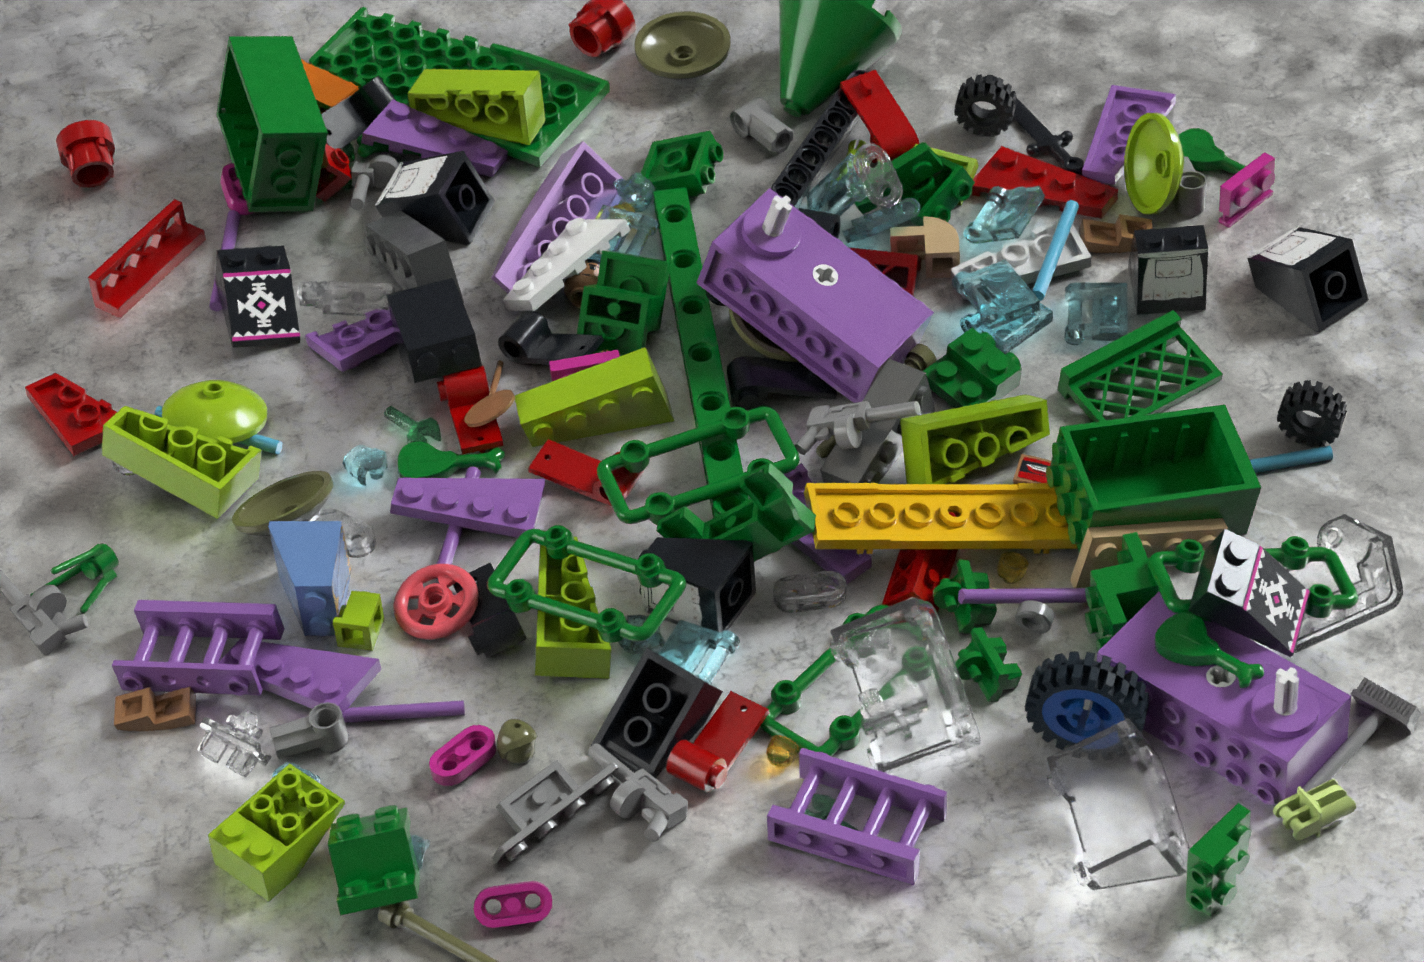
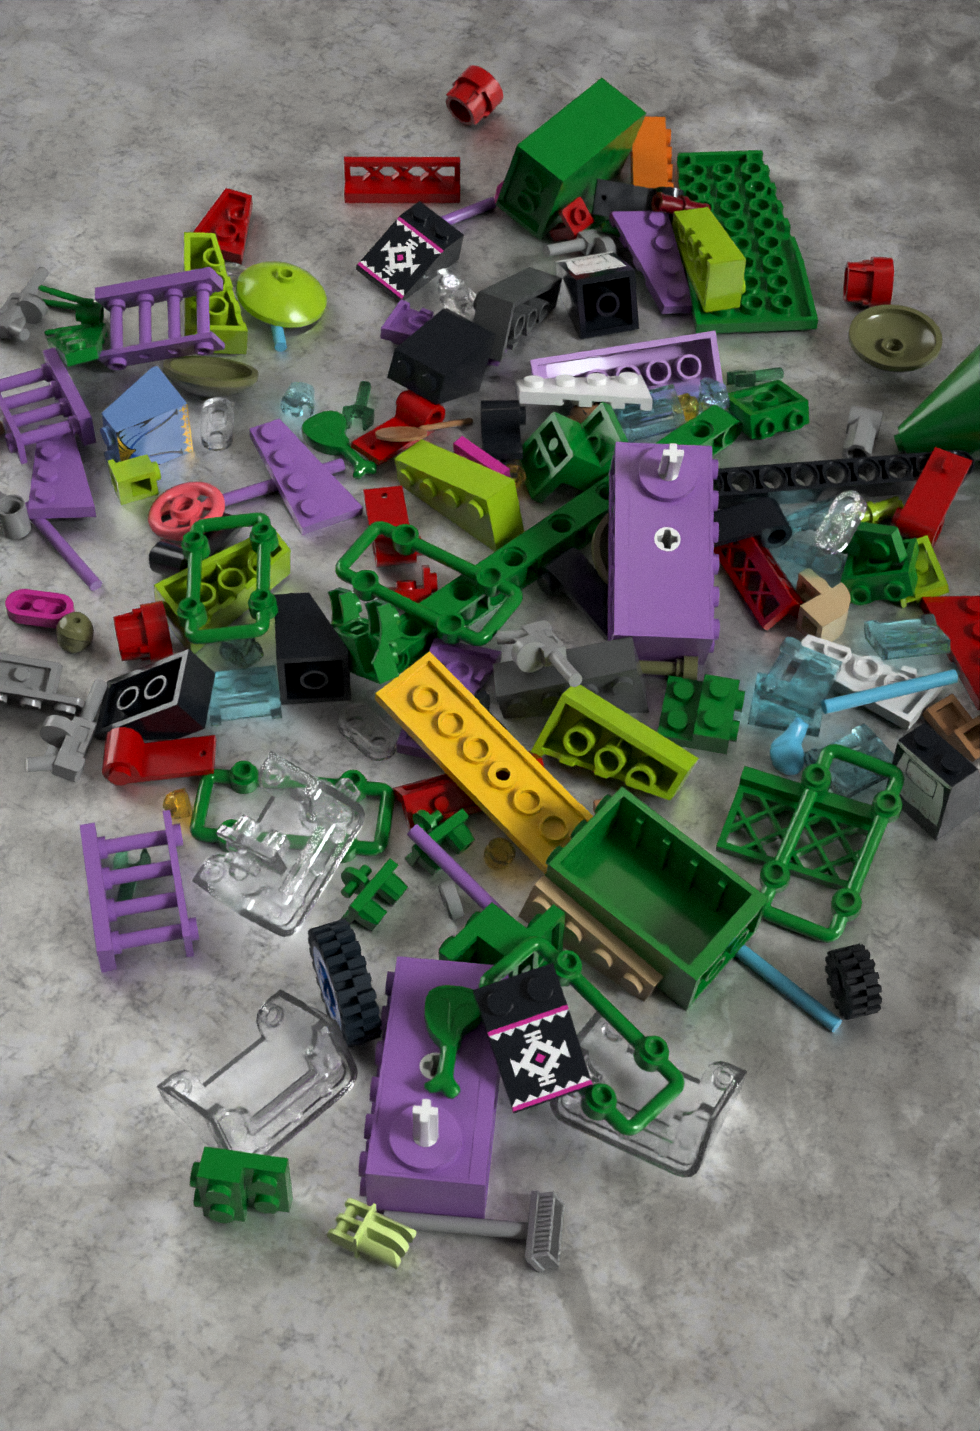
camera: 50 degrees right, 5 degrees up
(148, 580) = (79, 345): none -> green wing
(177, 467) = (144, 294): none -> medium lavender fence
(398, 88) = (670, 204): none -> dark red pin
(574, 685) = (144, 633): none -> red piece
(633, 157) = (748, 378): none -> clear green bar
(683, 476) = (418, 592): none -> red bracket
(1052, 342) = (787, 749): none -> medium azure animal
(1173, 307) = (845, 902): none -> green bar

